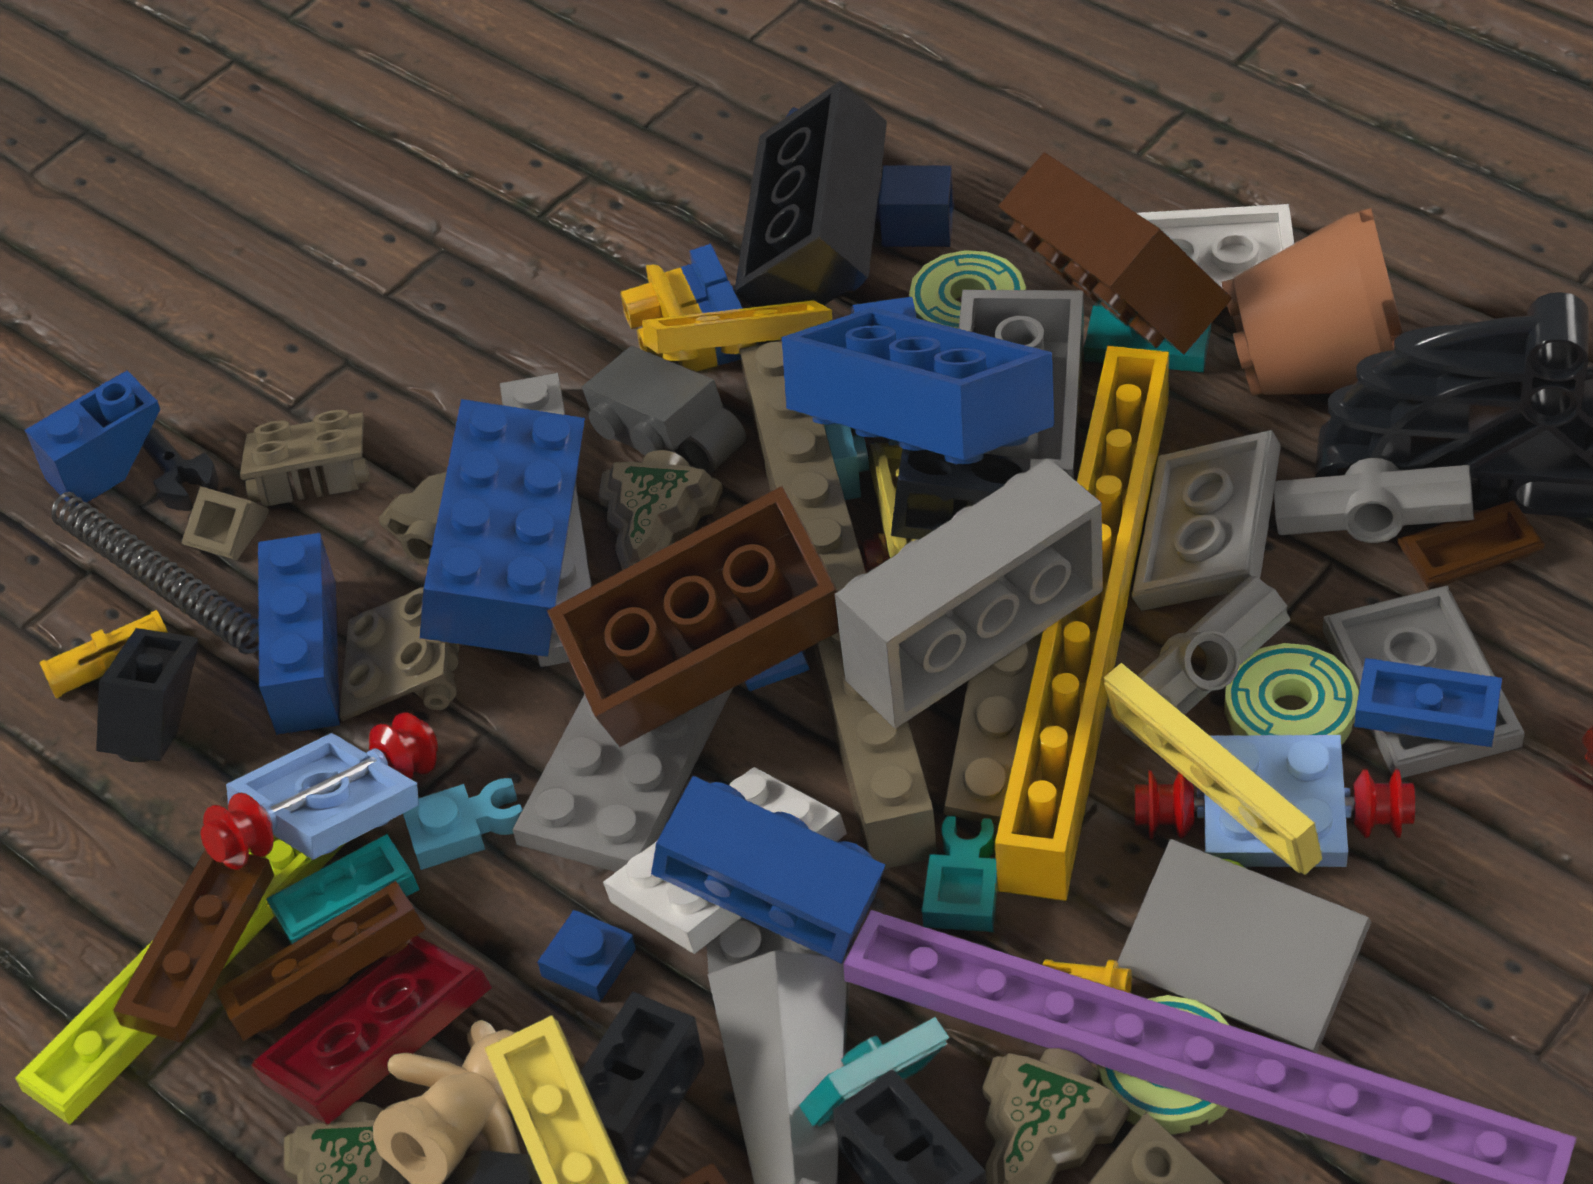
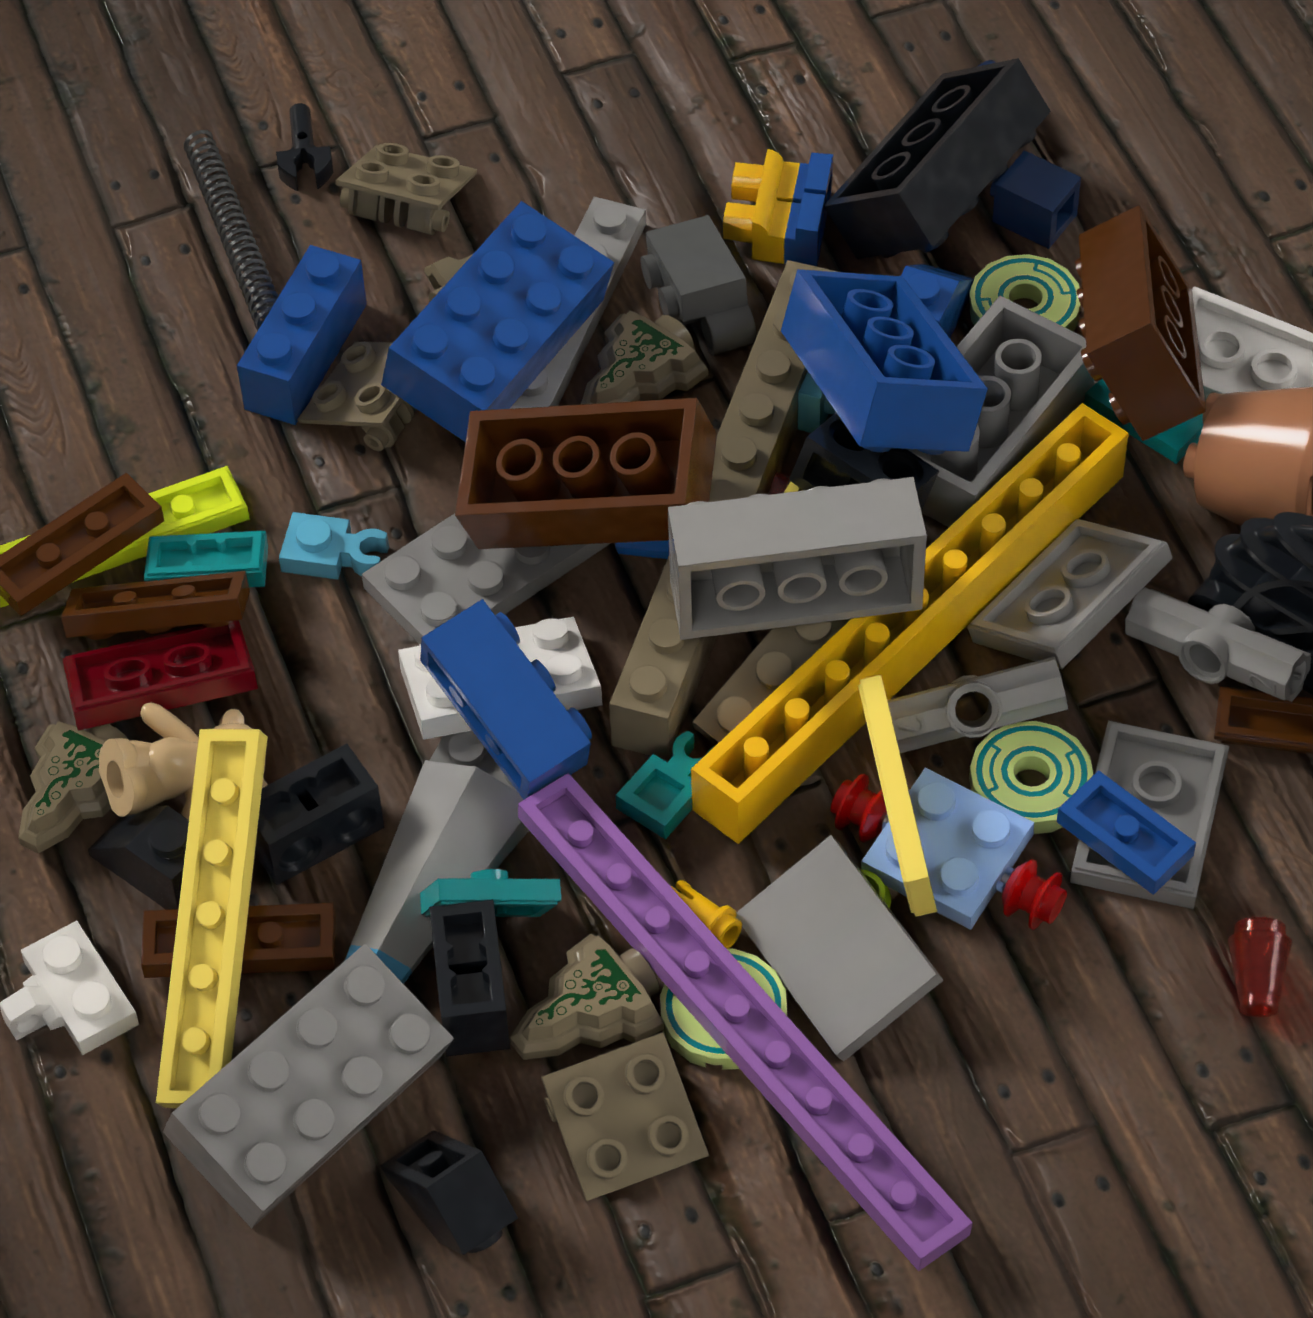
camera: 25 degrees right, 5 degrees up
(69, 668) = (119, 280): yellow pin -> none
(94, 438) = (251, 93): blue slope -> none
(144, 695) = (159, 328): black slope -> none
(223, 523) = (310, 213): dark tan slope -> none
(321, 794) = (232, 474): light blue plate -> none
(586, 955) = (354, 700): blue plate -> none
(684, 335) = (795, 240): yellow plate -> none

